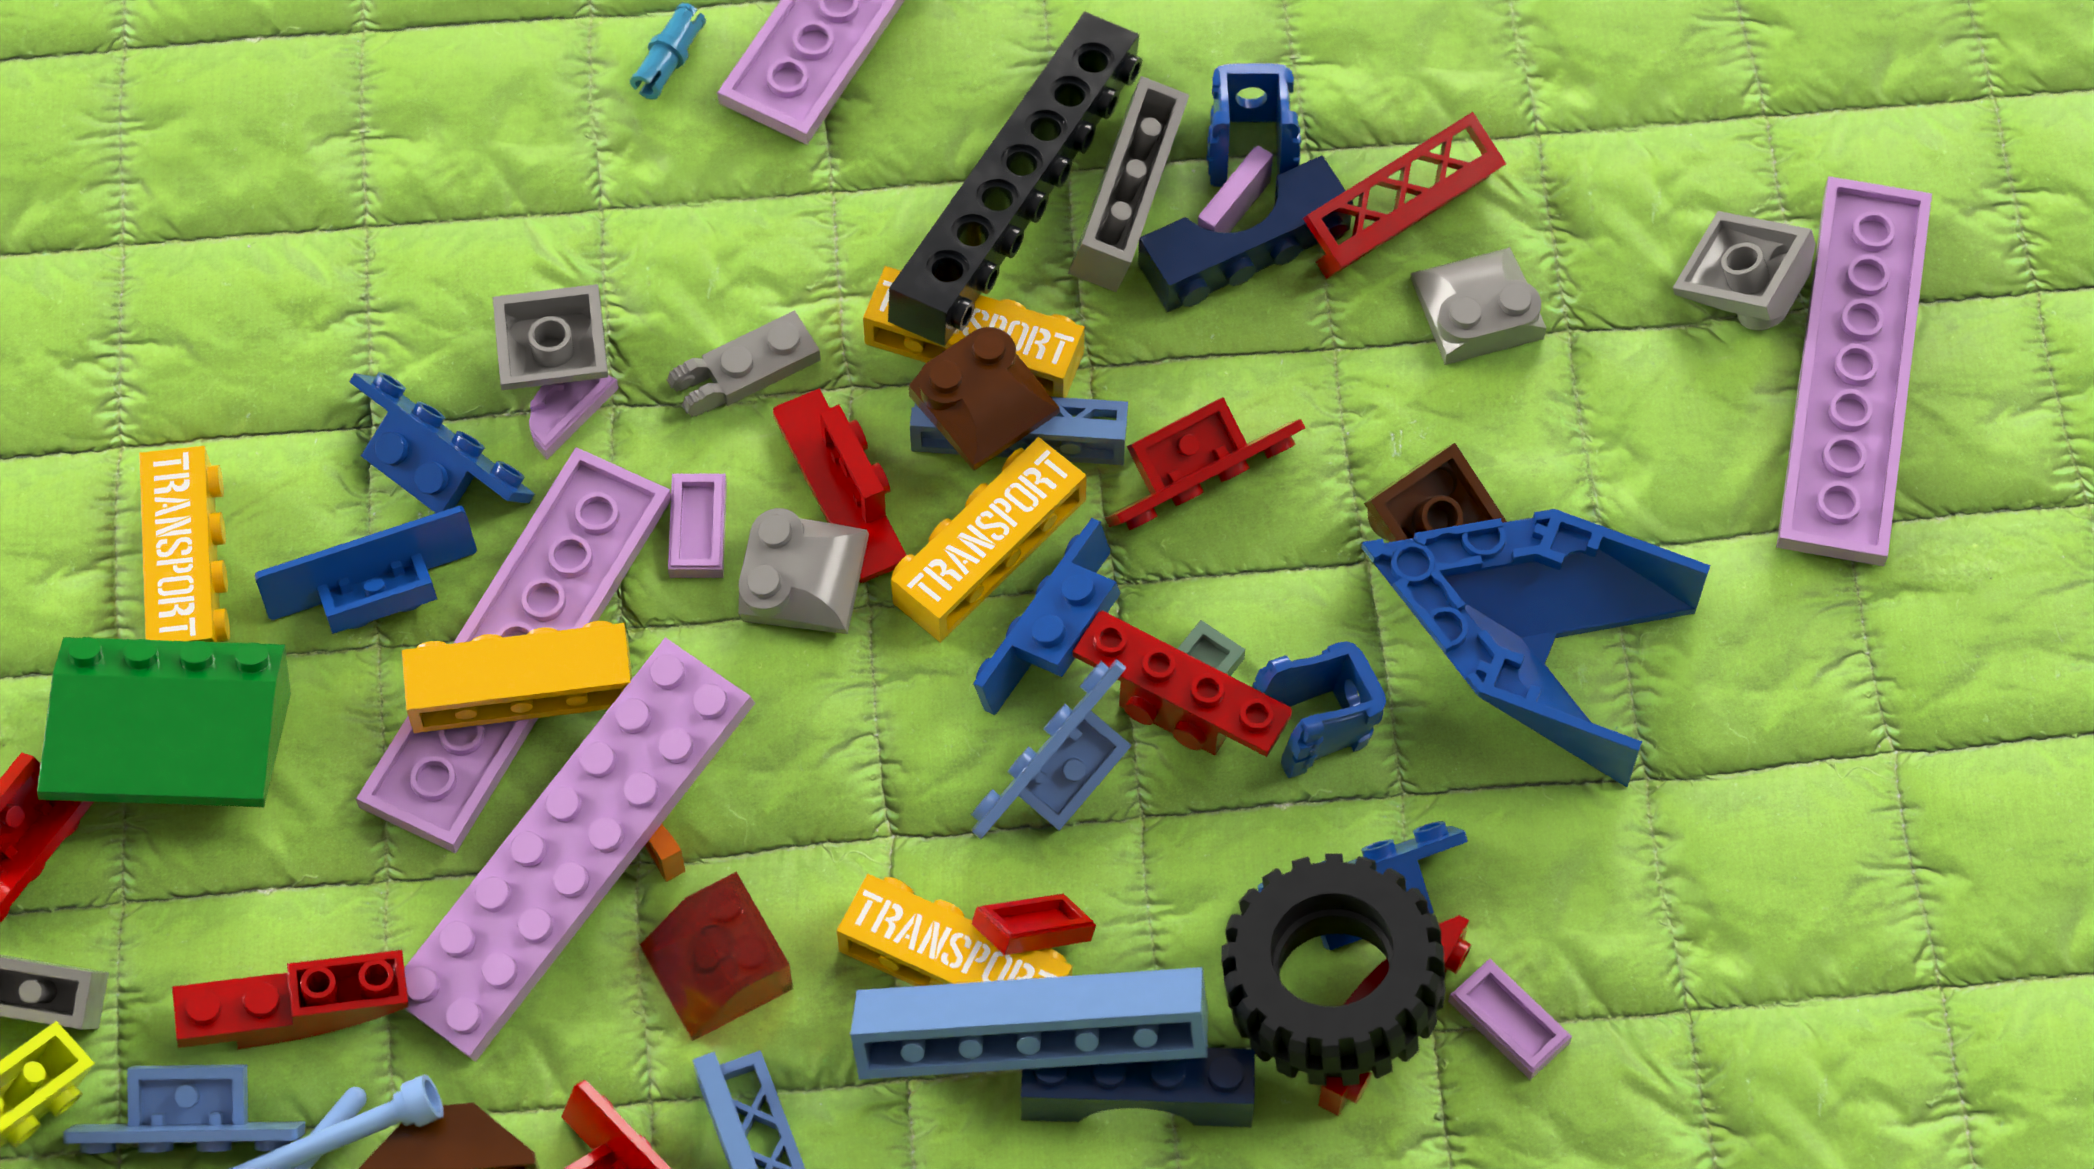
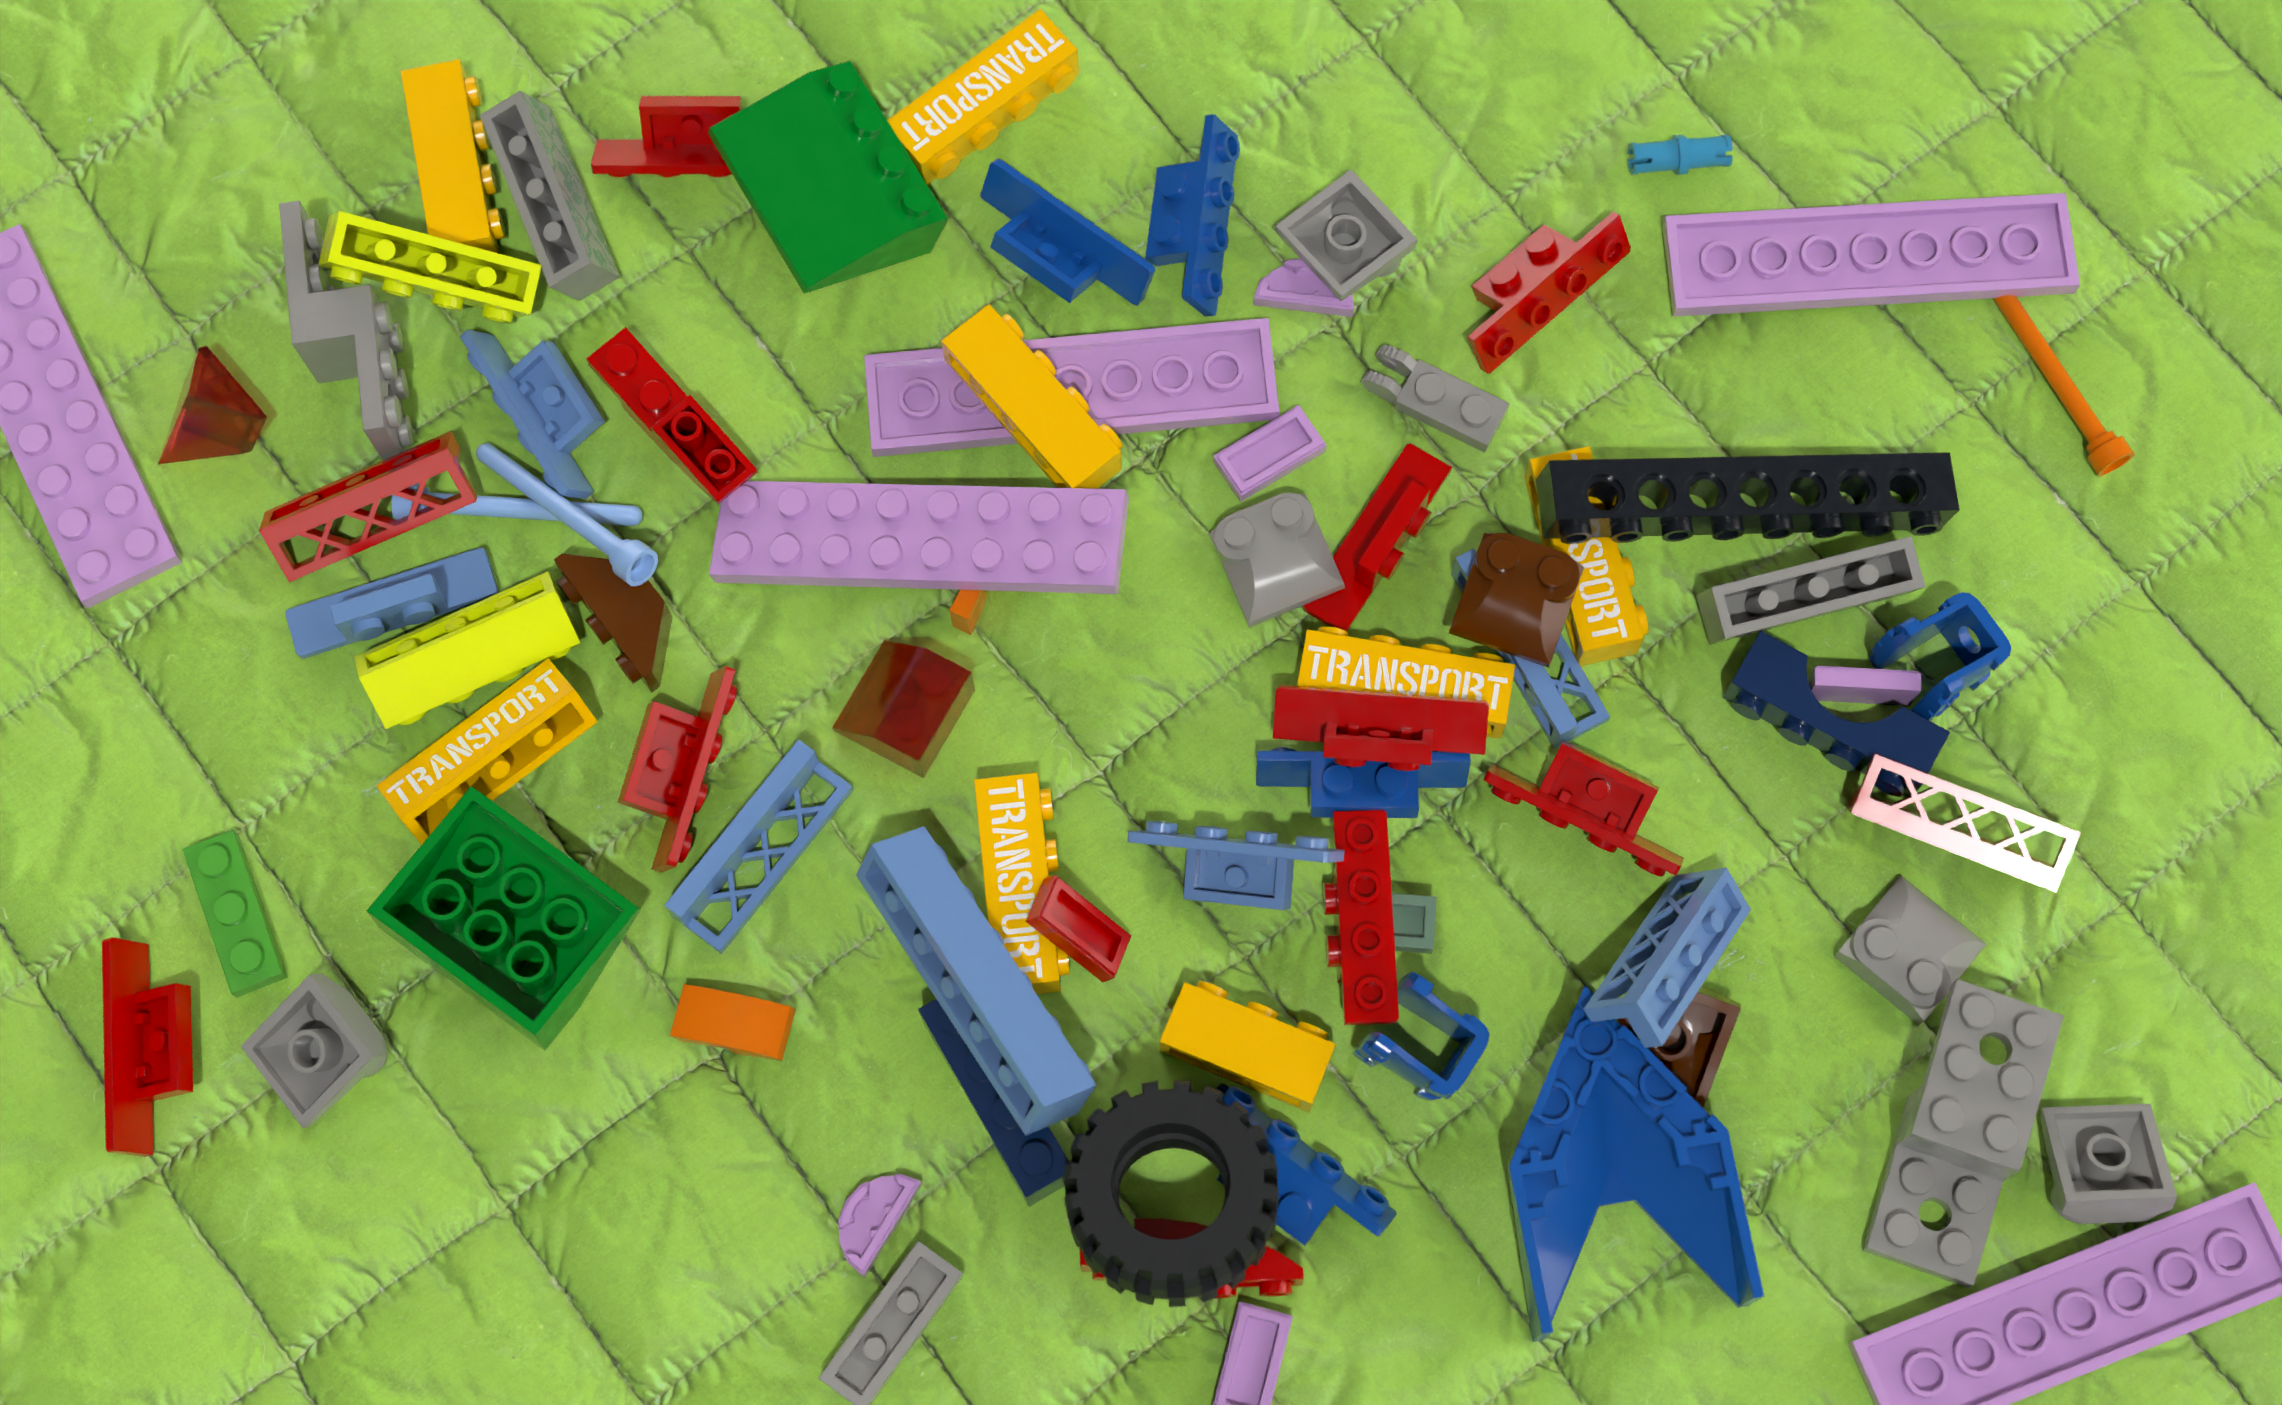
camera: 60 degrees right, 10 degrees up
(700, 223) = (1539, 283): none -> red bracket
(1020, 570) = (1380, 725): none -> red bracket
(1228, 852) = (1247, 1045): none -> yellow brick
(1378, 451) = (1671, 954): none -> medium blue fence
(1660, 352) = (1963, 1133): none -> light grey bracket

